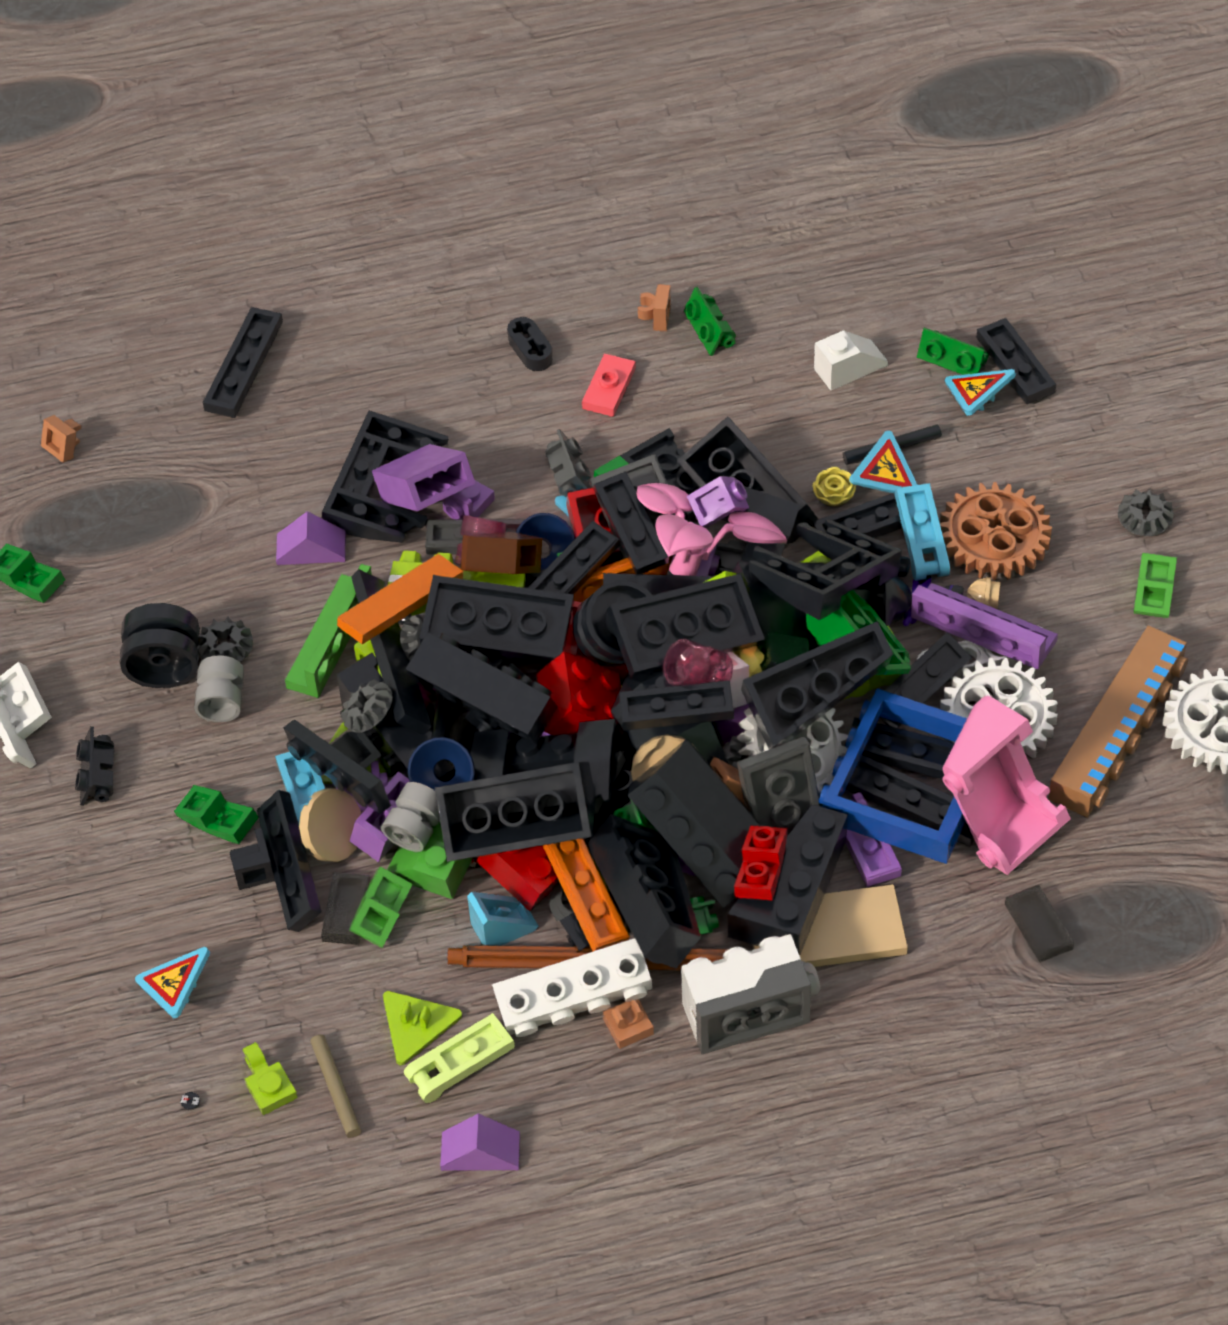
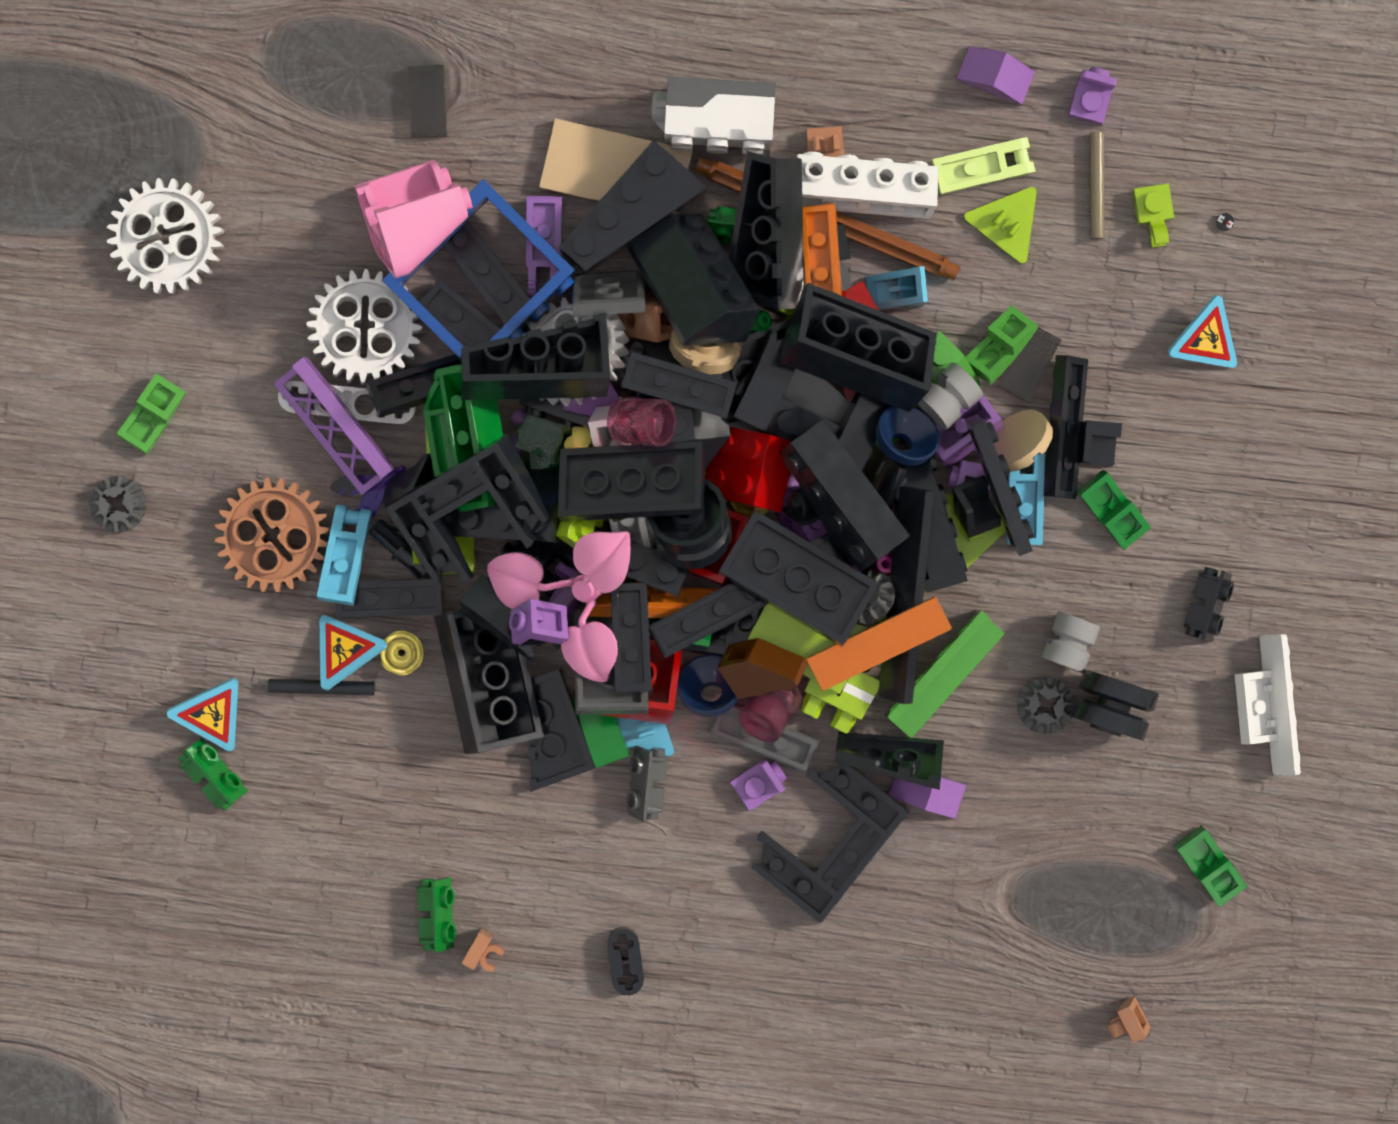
camera: 160 degrees left, 35 degrees up
(242, 362) = (920, 1051): black plate -> none
(342, 544) = (893, 756): none -> black wing
(371, 1163) = (1092, 95): none -> medium lavender bracket
(375, 701) = (948, 514): dark grey gear -> none
(423, 477) = (800, 802): medium lavender brick -> none
(608, 385) = (567, 875): coral plate -> none
(761, 863) = (659, 219): red slope -> none
(846, 358) = (317, 806): white slope -> none
(985, 592) = (315, 466): tan plate -> none
(1011, 352) = (155, 737): black plate -> none
(1117, 722) = (258, 274): medium nougat brick -> none

